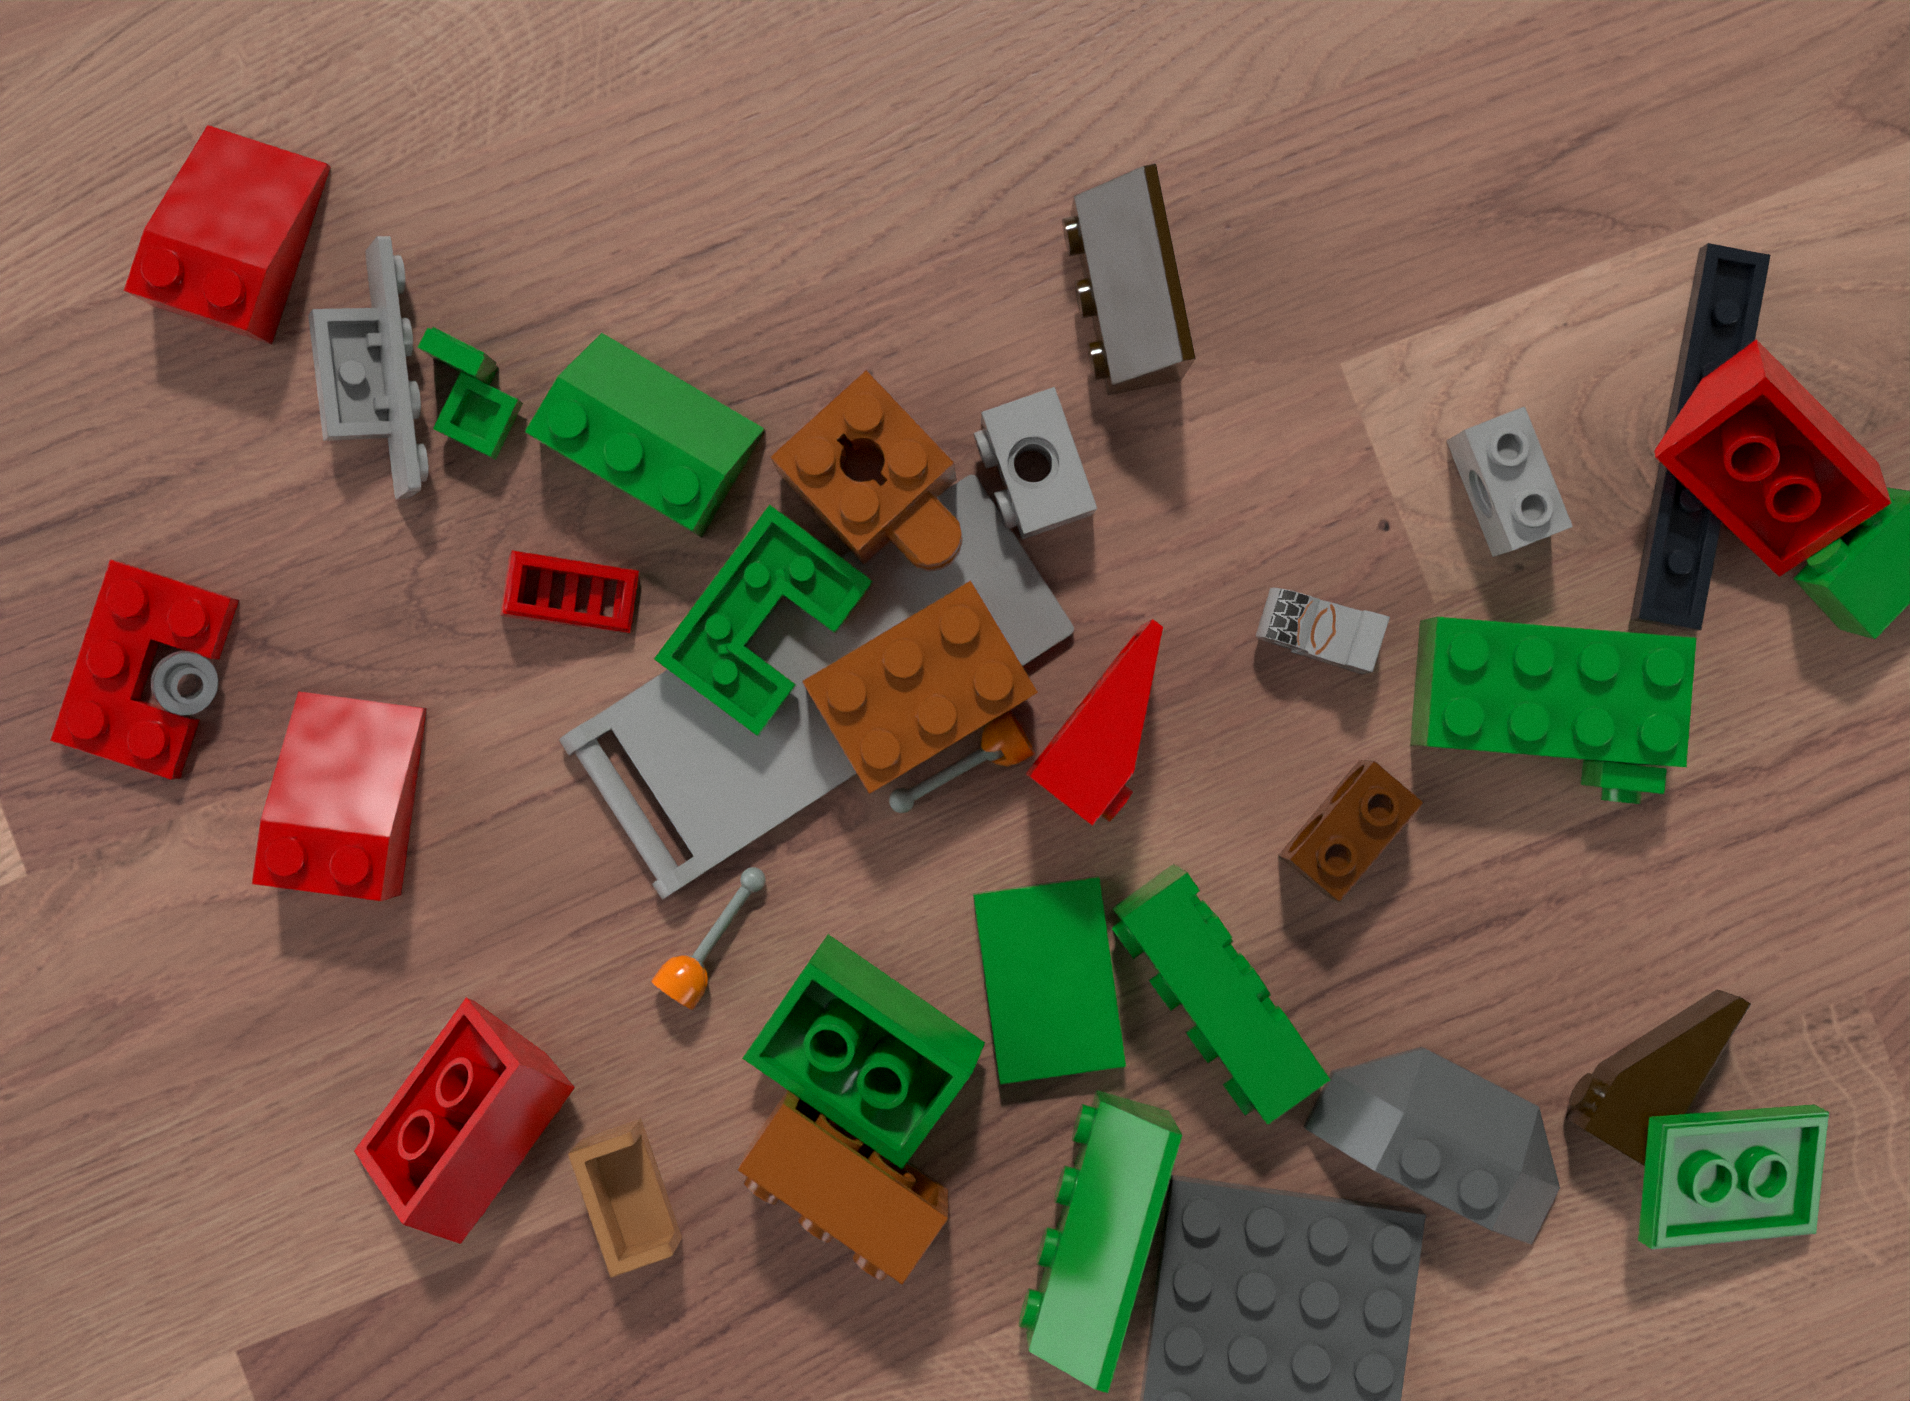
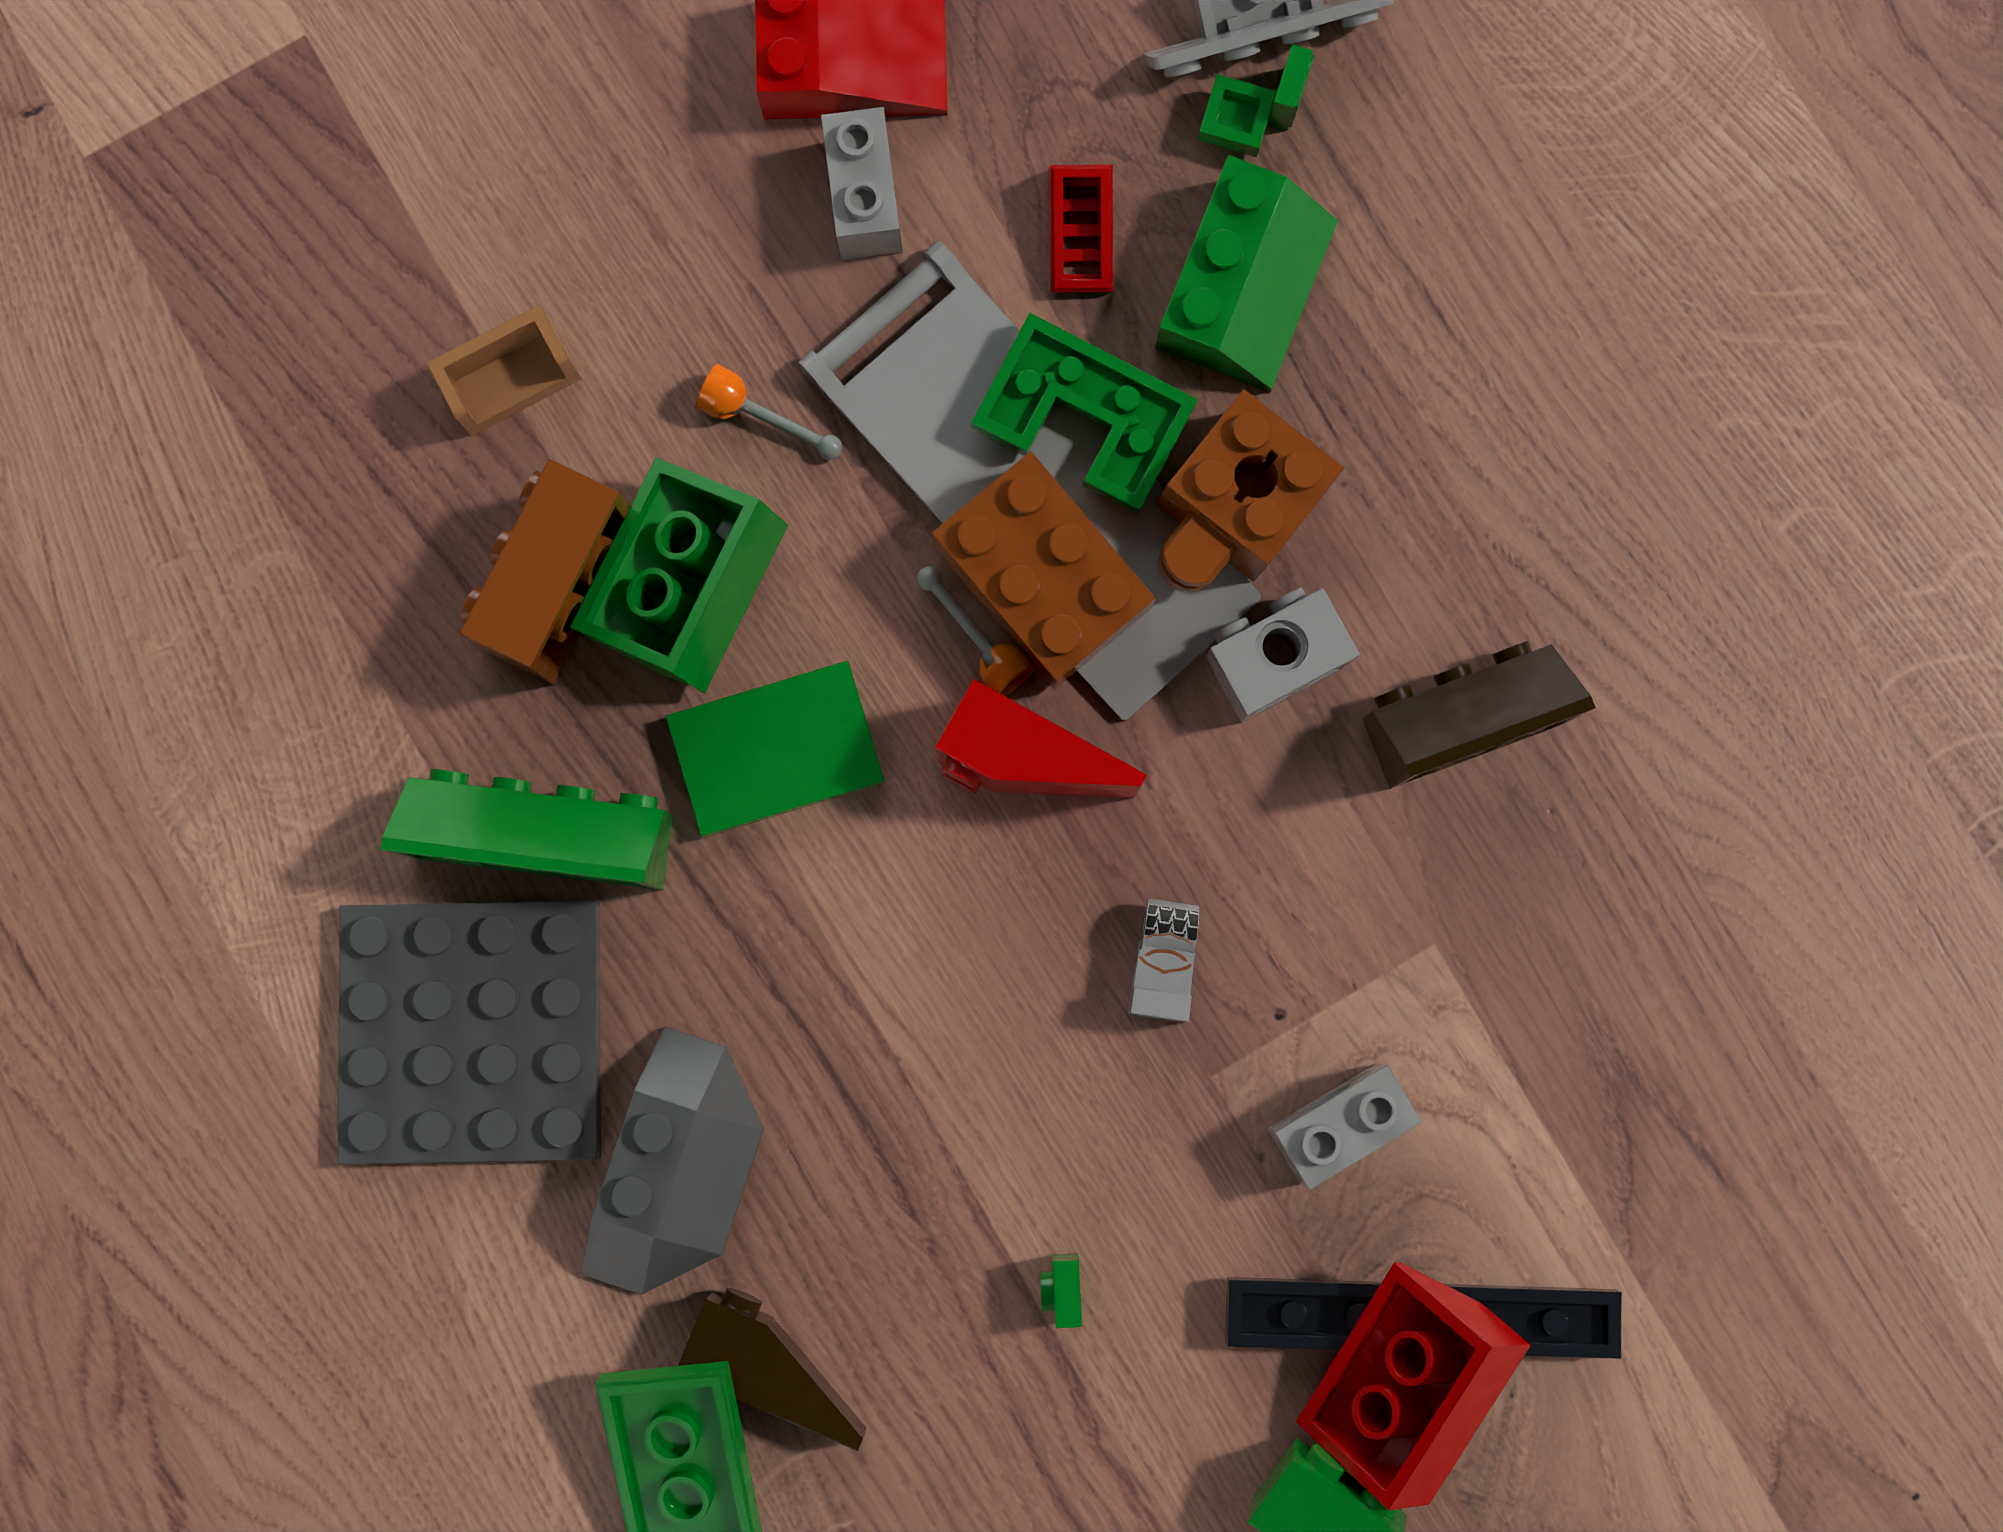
camera: 85 degrees right, 5 degrees down
(462, 1123) = (553, 207): red slope -> none
(489, 807) = (861, 183): none -> light grey brick
(1220, 994) = (785, 913): green wedge -> none
(1350, 829) = (969, 1019): reddish brown brick -> none
(1553, 691) = (1141, 1204): green brick -> none

